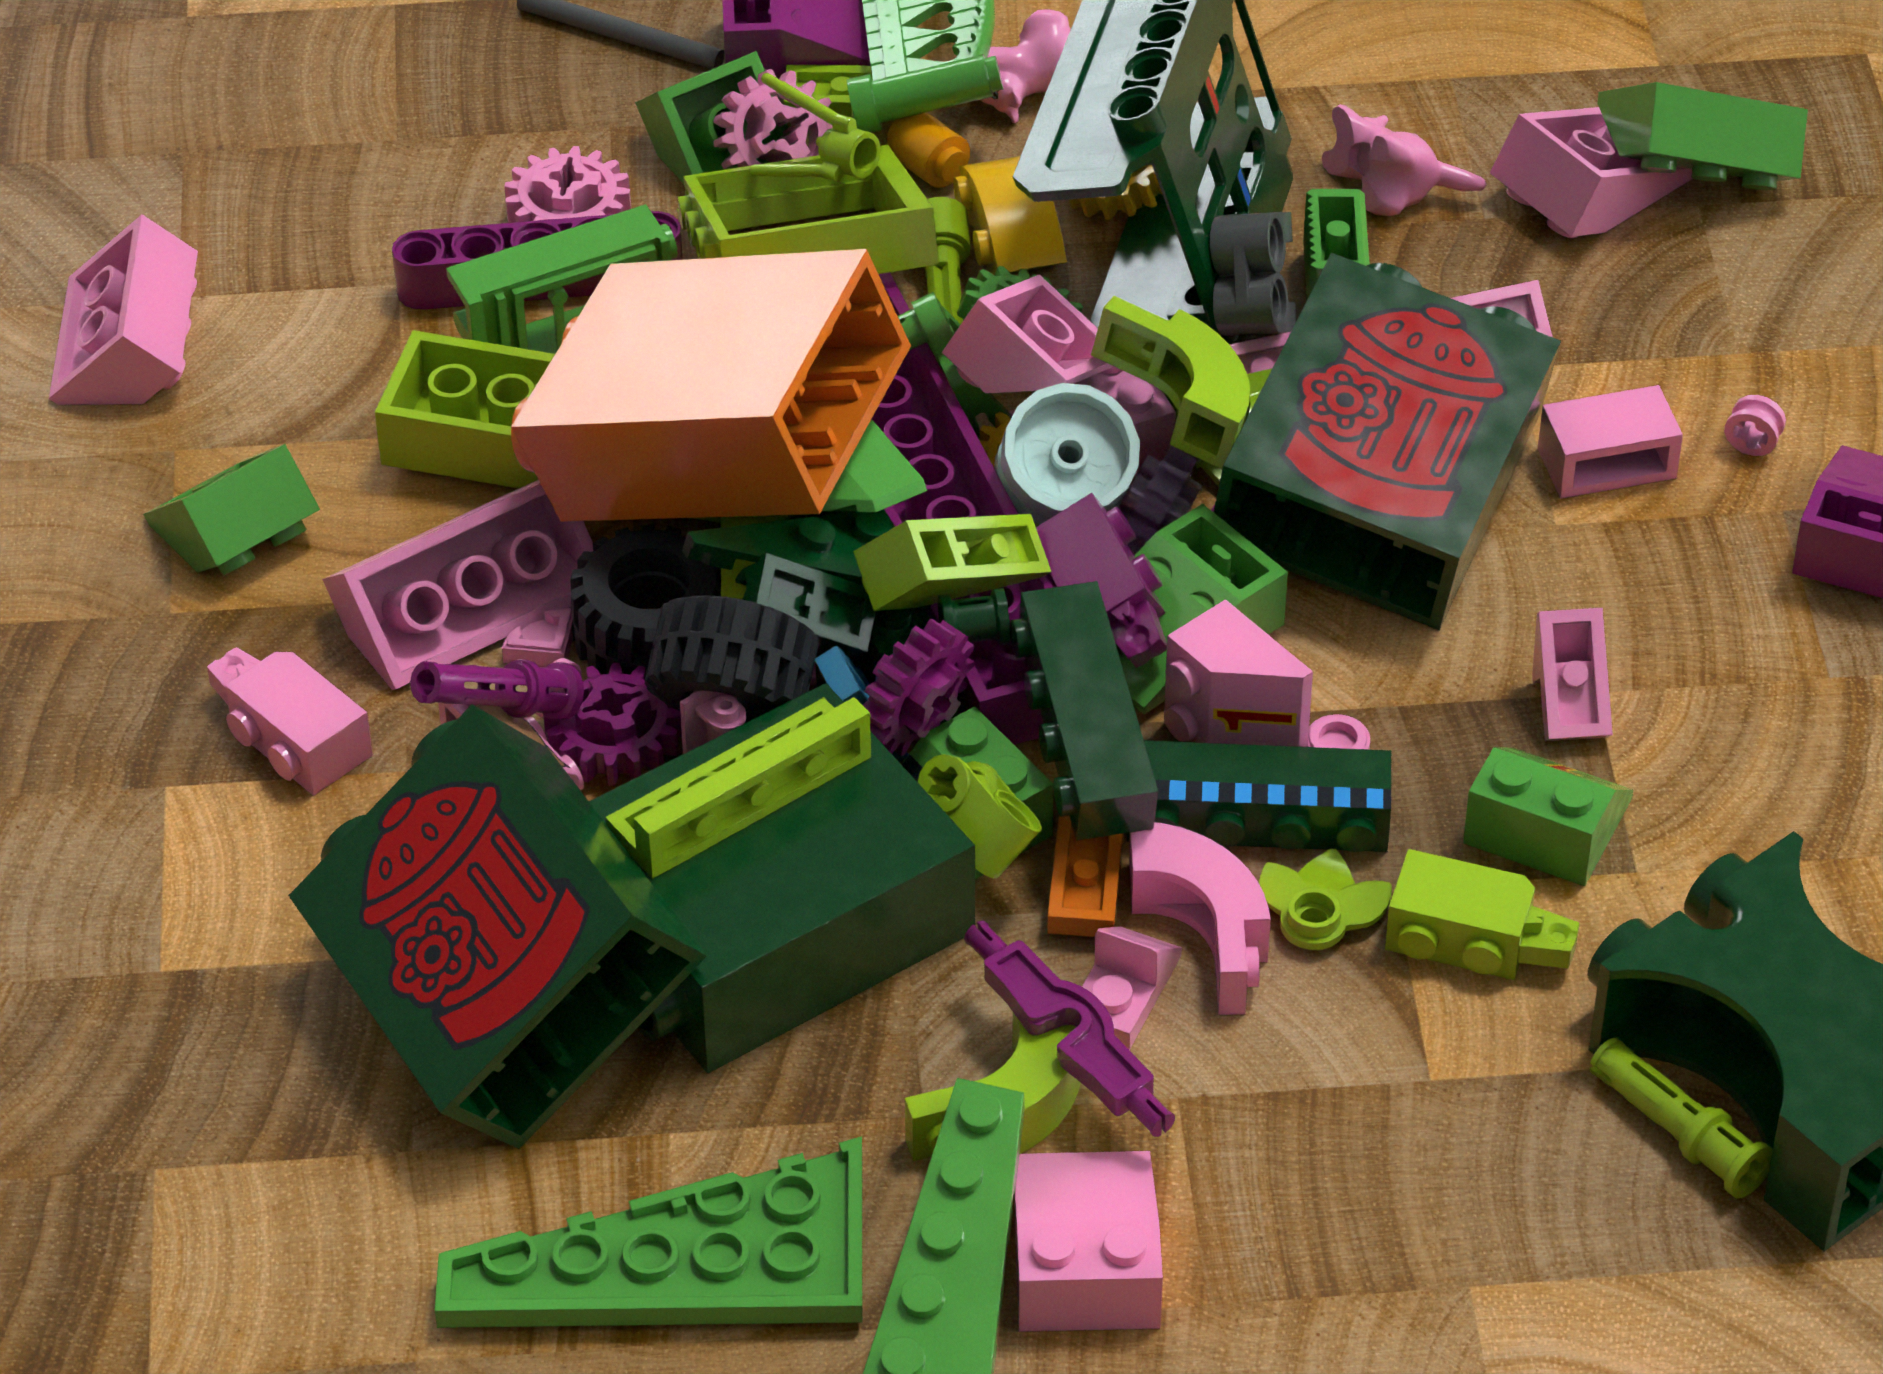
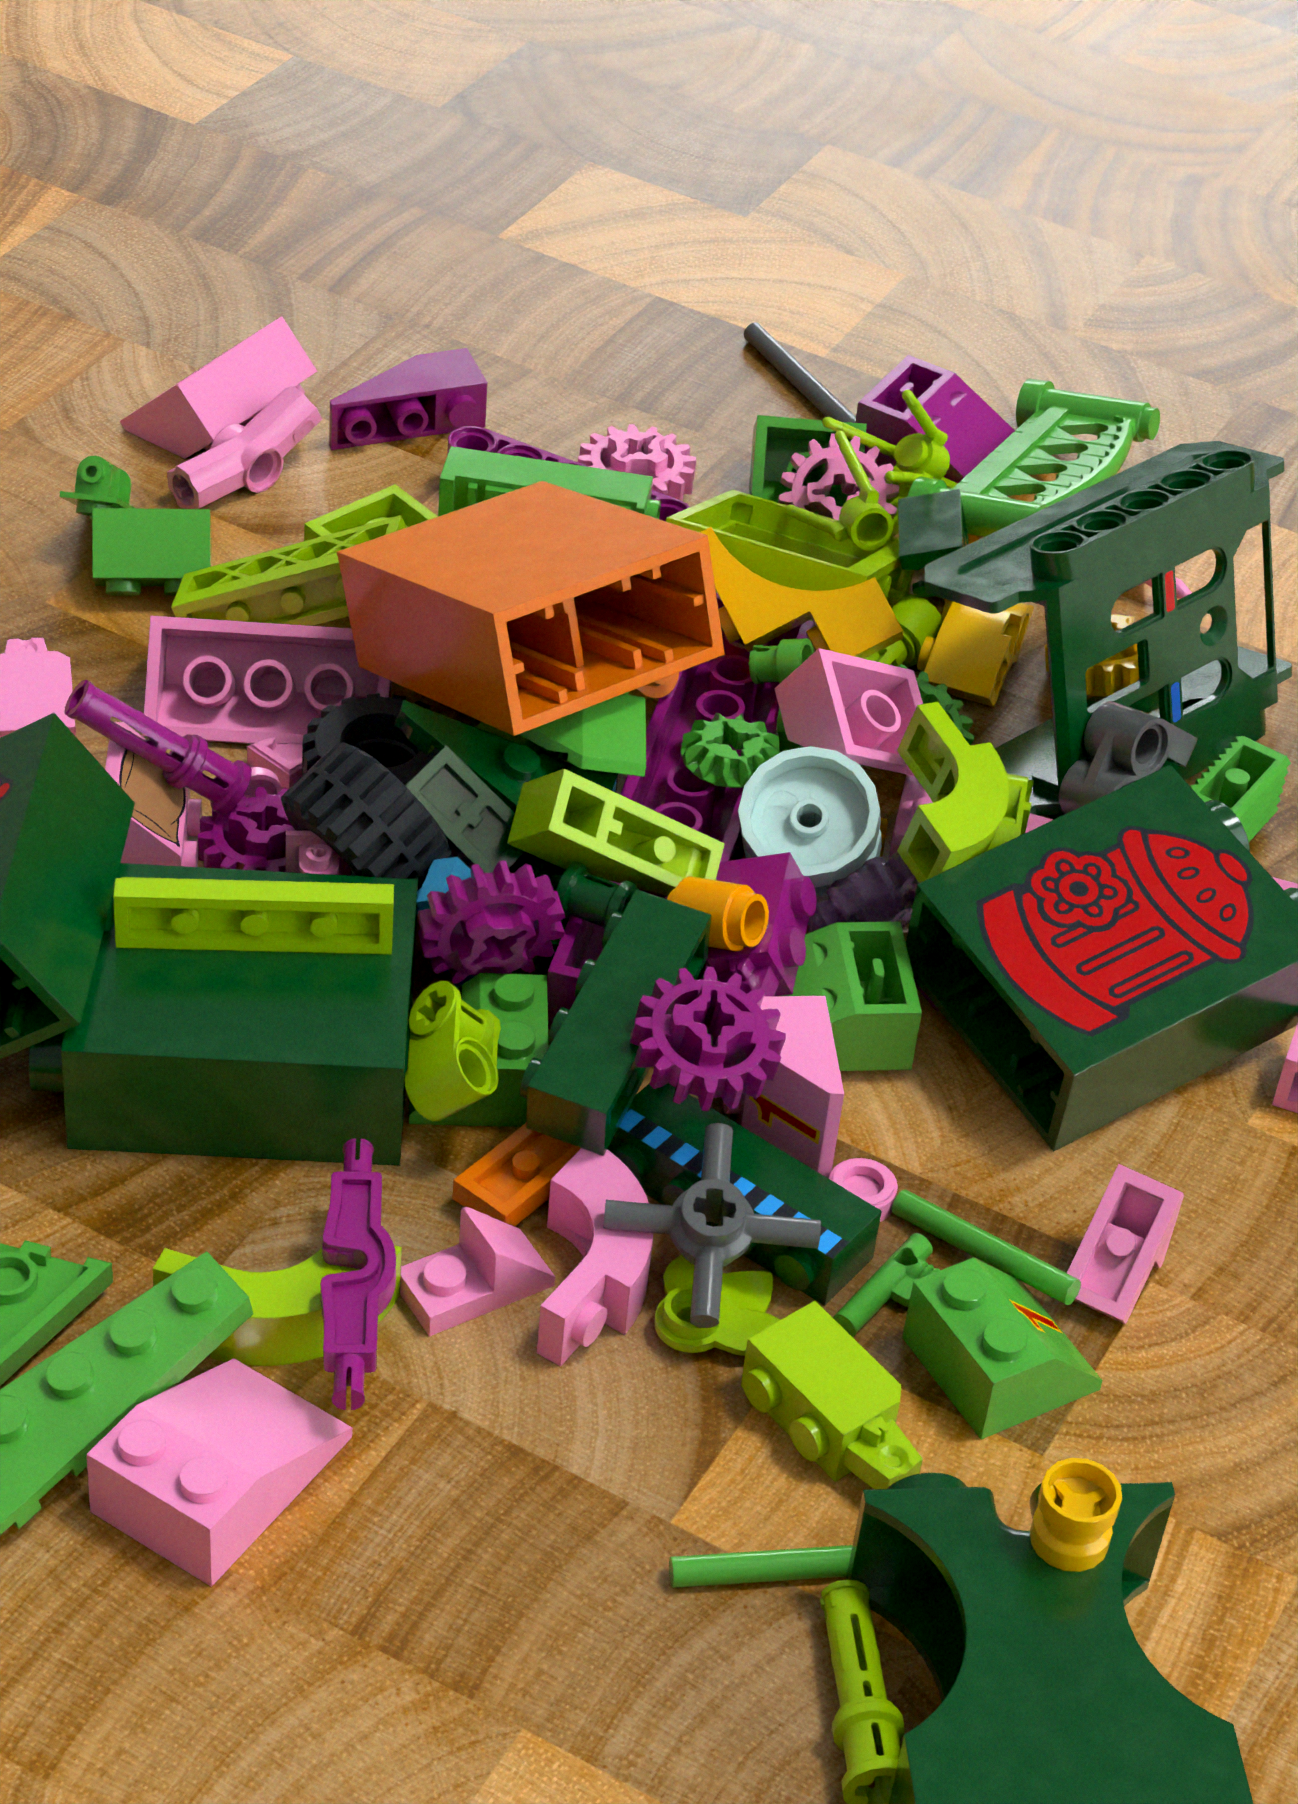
camera: 30 degrees right, 5 degrees down
(143, 479) = (99, 486): none -> bright green hinge
(215, 368) = (246, 454): none -> bright pink piece
(311, 227) = (411, 400): none -> magenta slope
(428, 481) = (278, 586): none -> lime fence
(814, 58) = (915, 454): none -> lime plant
(921, 136) = (929, 530): none -> dark green hinge
(944, 260) = (757, 610): none -> yellow arch
(948, 444) = (712, 759): none -> bright green gear
(1086, 564) = (736, 912): none -> light orange brick
(1185, 685) = (707, 1038): none -> magenta gear
(1288, 834) = (707, 1246): none -> dark grey bar
(1429, 799) = (891, 1281): none -> bright green hose
(1468, 735) = (986, 1247): none -> bright green bar
(1529, 1069) = (759, 1566): none -> bright green bar
(1767, 891) = (1075, 1514): none -> yellow wheel

